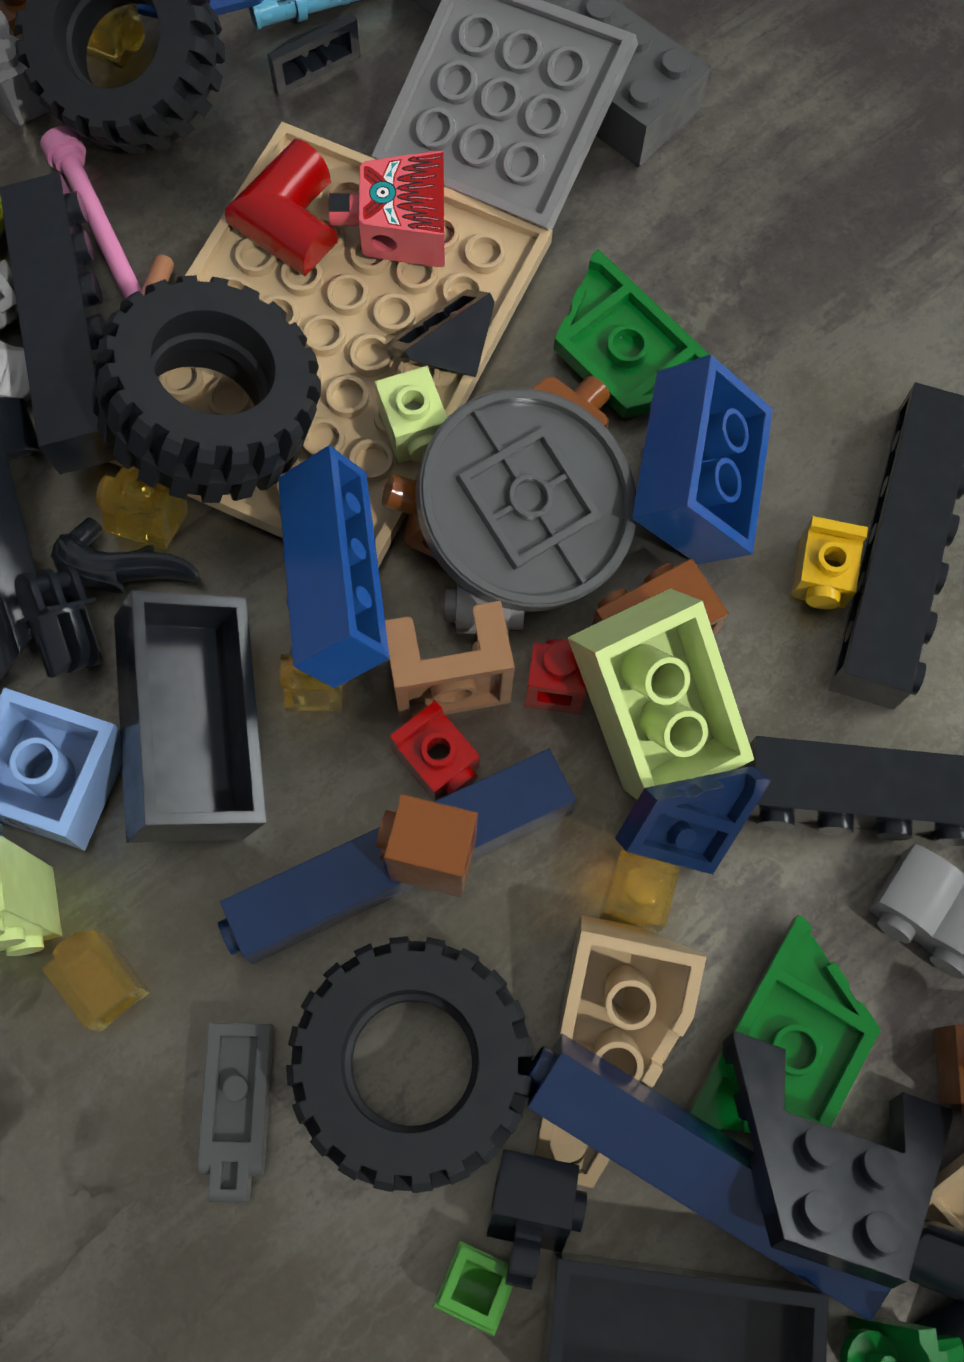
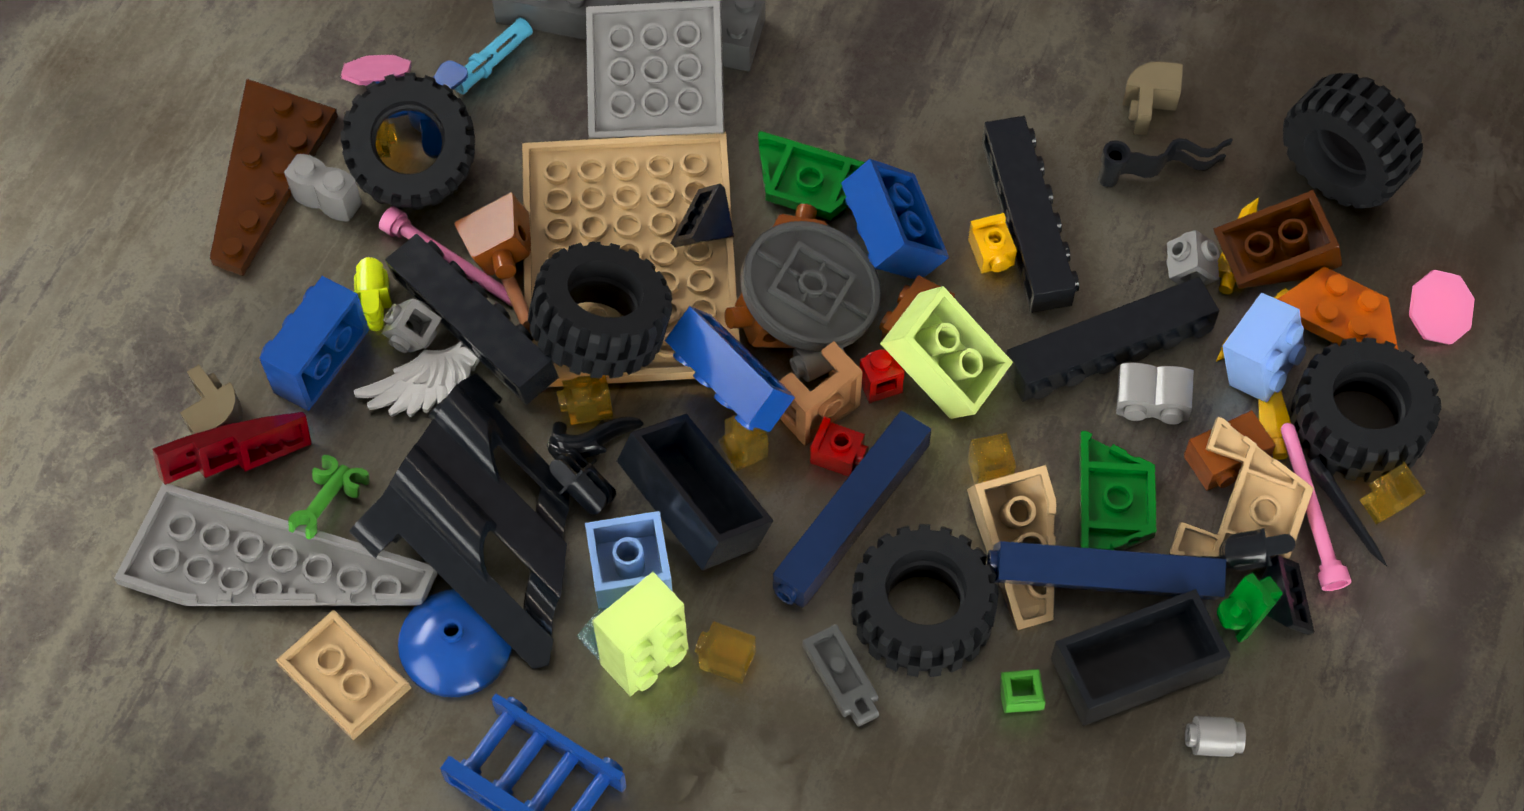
camera: 25 degrees left, 10 degrees down
(164, 225) = (497, 236): none -> torso
(274, 209) = (556, 197): red brick -> none
(314, 53) = (510, 91): black slope -> none
(397, 208) = (633, 161): torso -> none
(410, 412) = (715, 272): yellowish green brick -> none
(428, 844) = (874, 479): dark orange brick -> none
(534, 1209) = (1028, 636): black brick -> none
(693, 818) = (999, 405): dark blue wing -> none
(832, 1191) = (1169, 542): black wing -> none

